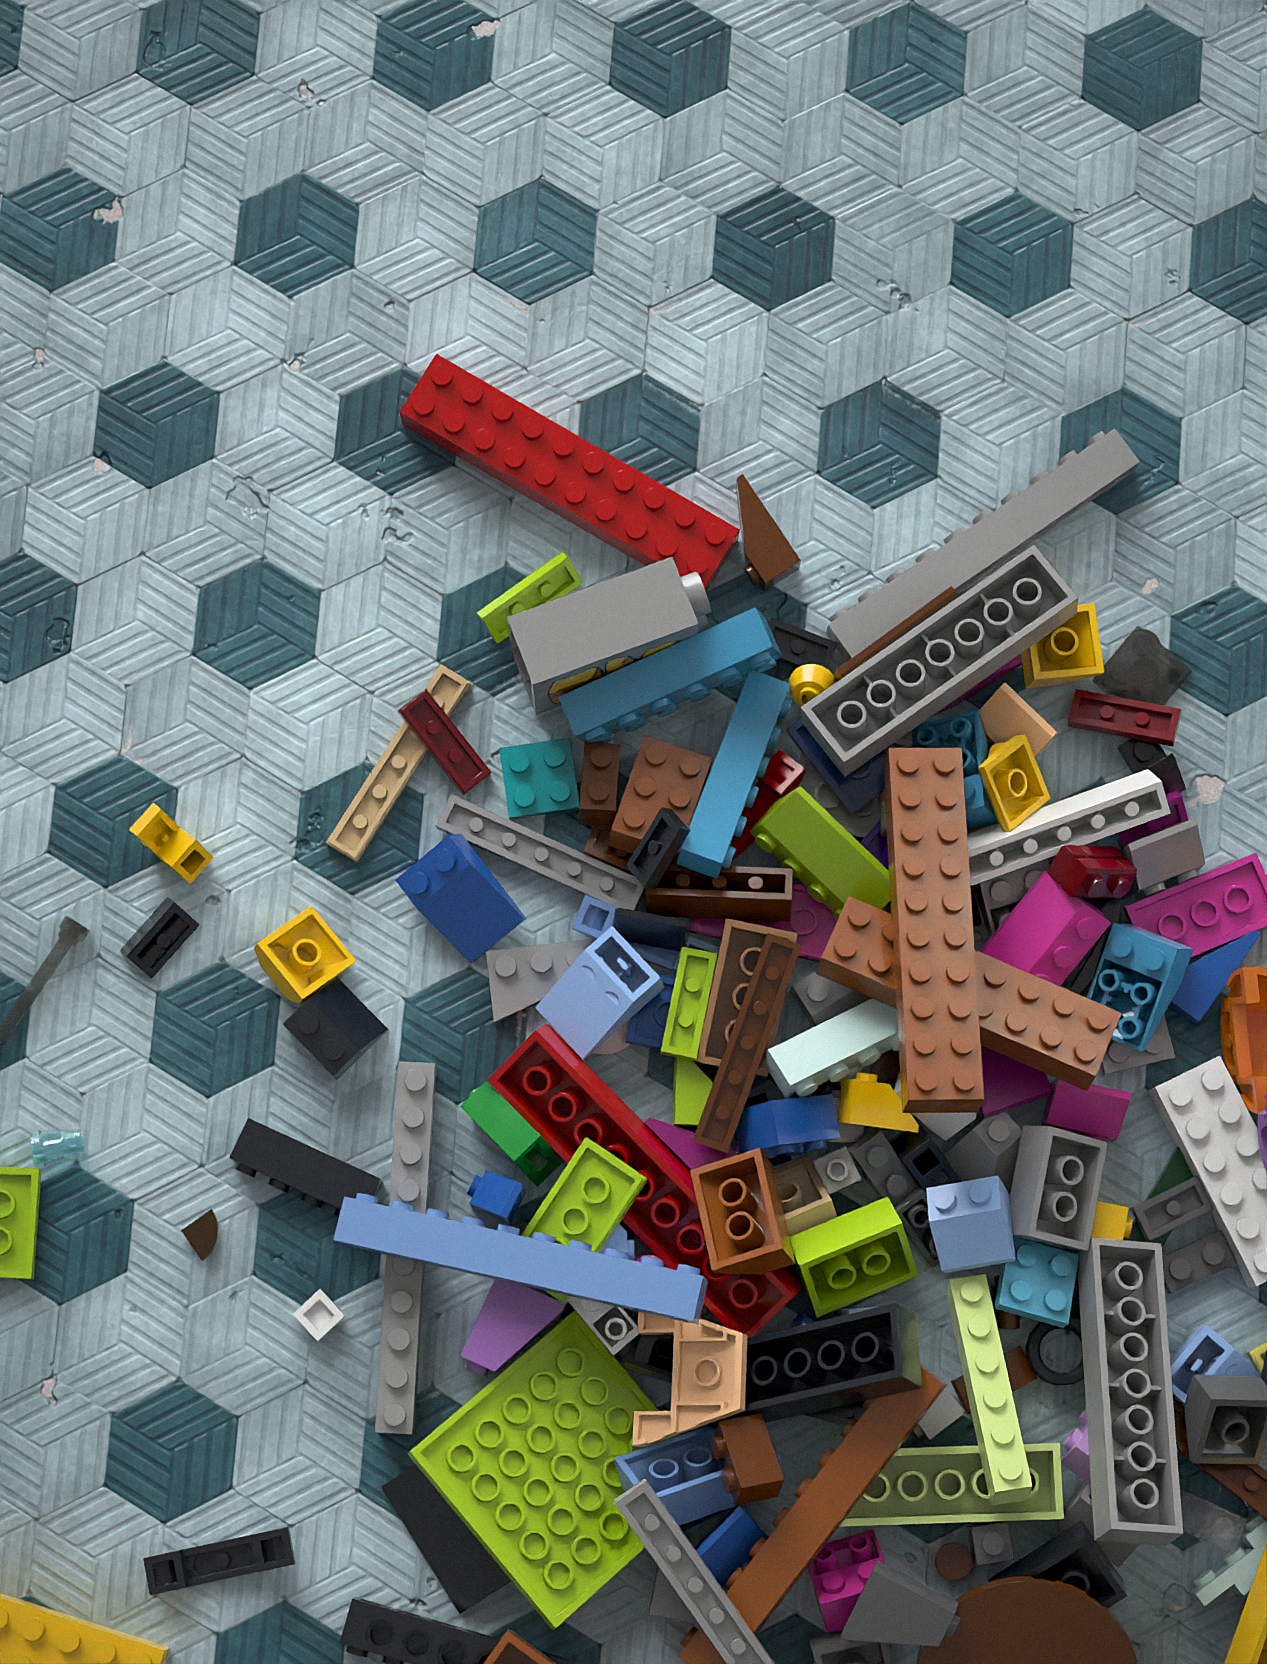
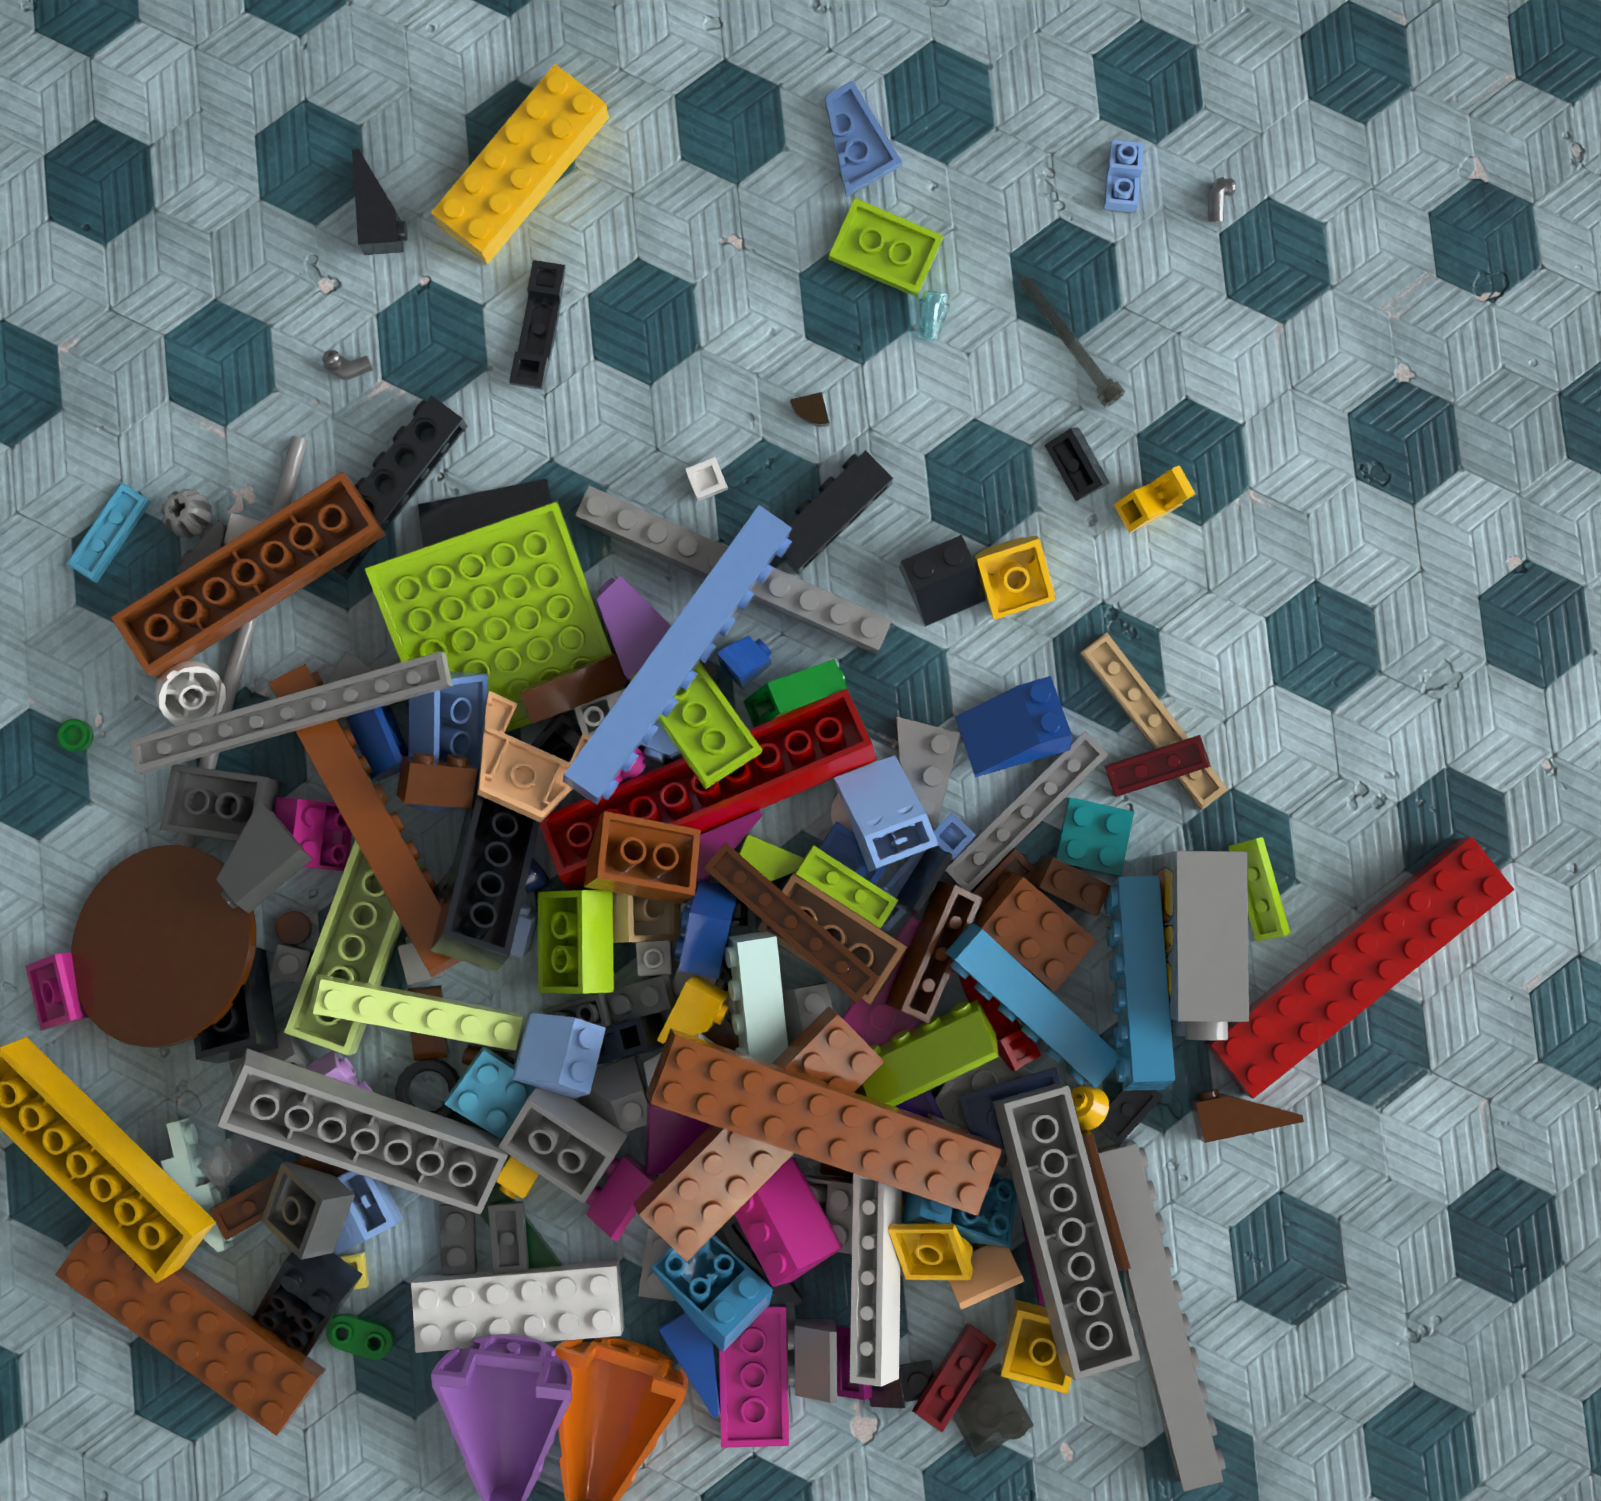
camera: 110 degrees right, 5 degrees up
(594, 1362) = (573, 687): none -> reddish brown slope
(658, 848) = (990, 910): black plate -> none
(1092, 871) = (824, 1289): dark red brick -> none

